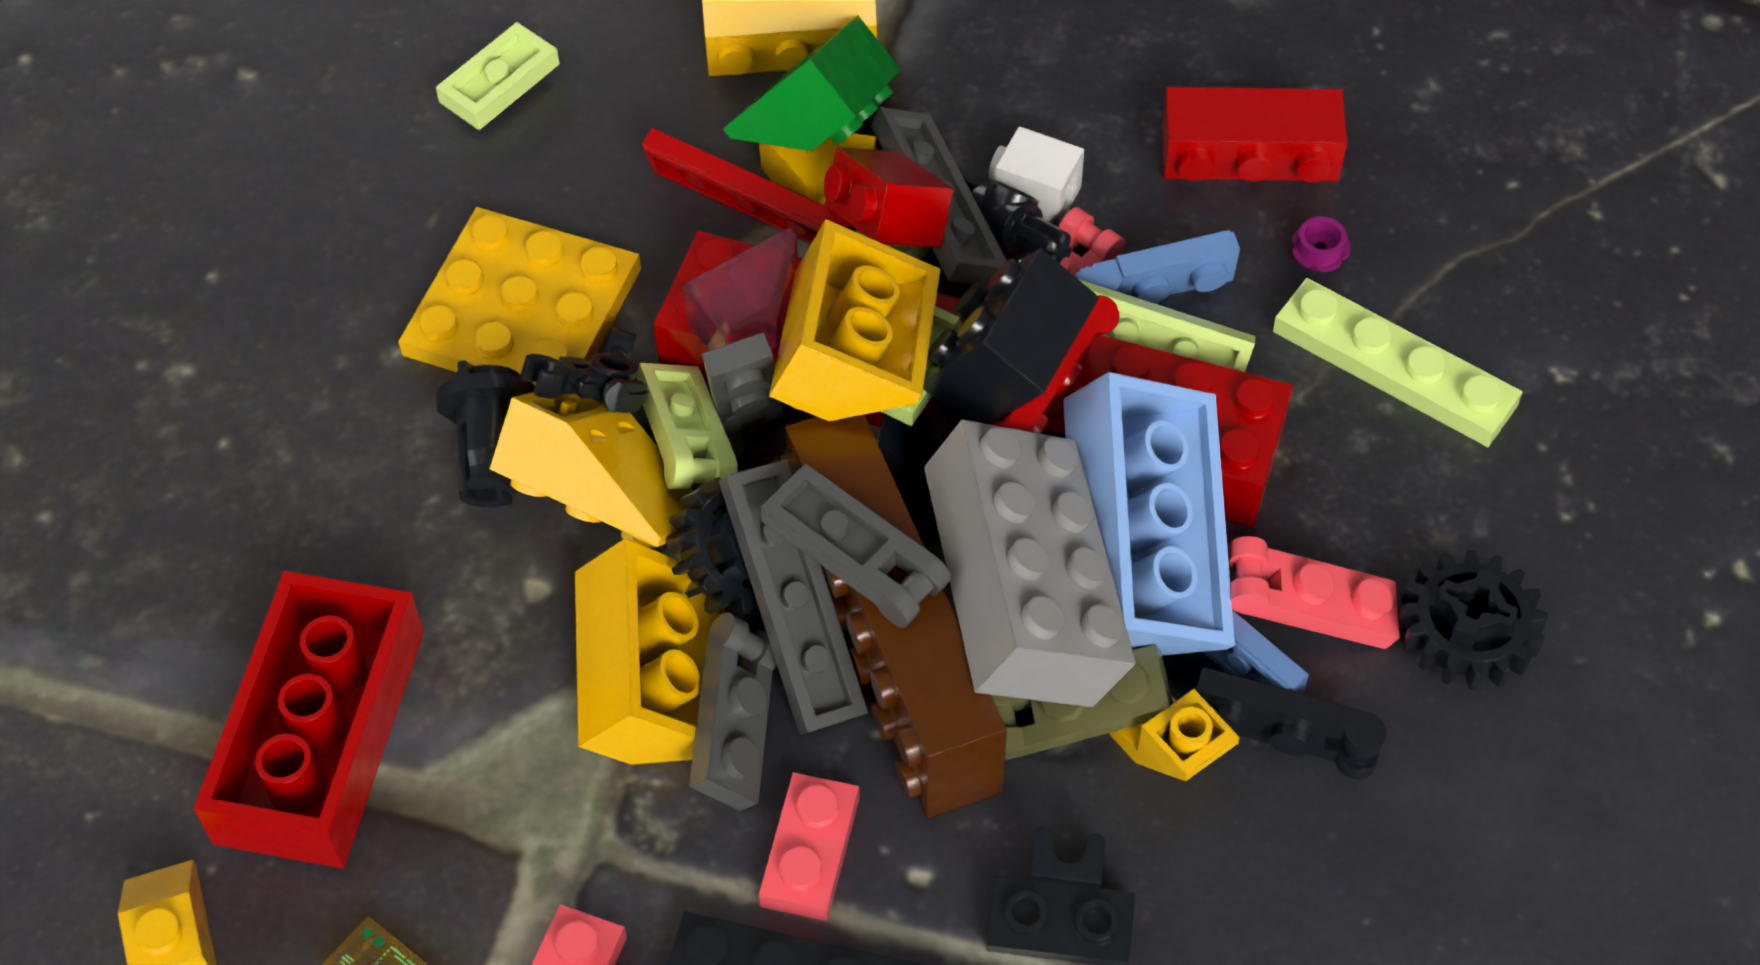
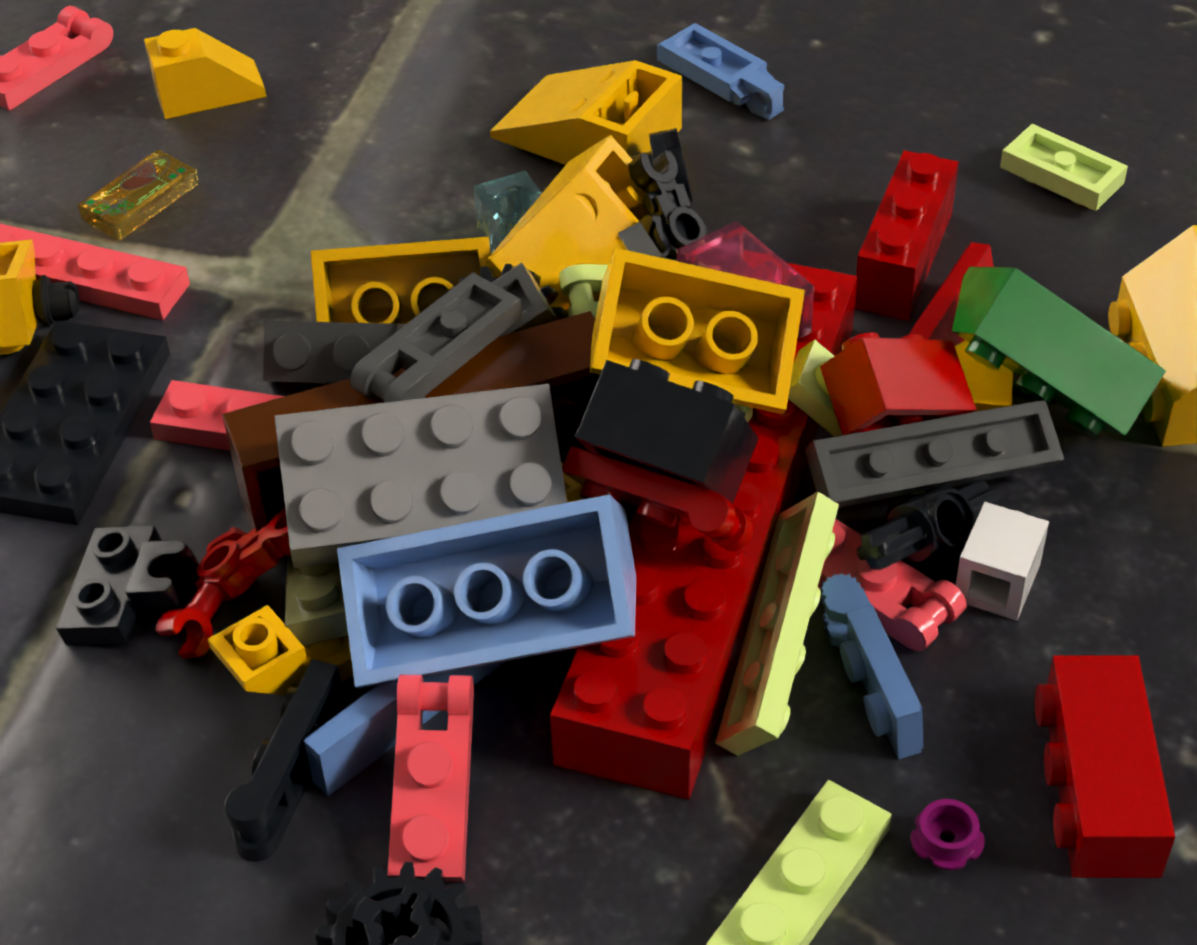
camera: 90 degrees right, 10 degrees down
(268, 356) = (723, 69): none -> medium blue hinge
(311, 720) = (357, 112): red brick -> none
(352, 476) = (587, 105): none -> yellow slope
(519, 293) = (800, 201): yellow plate -> none
(524, 579) = (502, 205): none -> clear light blue brick
(601, 201) = (905, 235): none -> red brick
(1052, 793) = (225, 573): none -> red piece

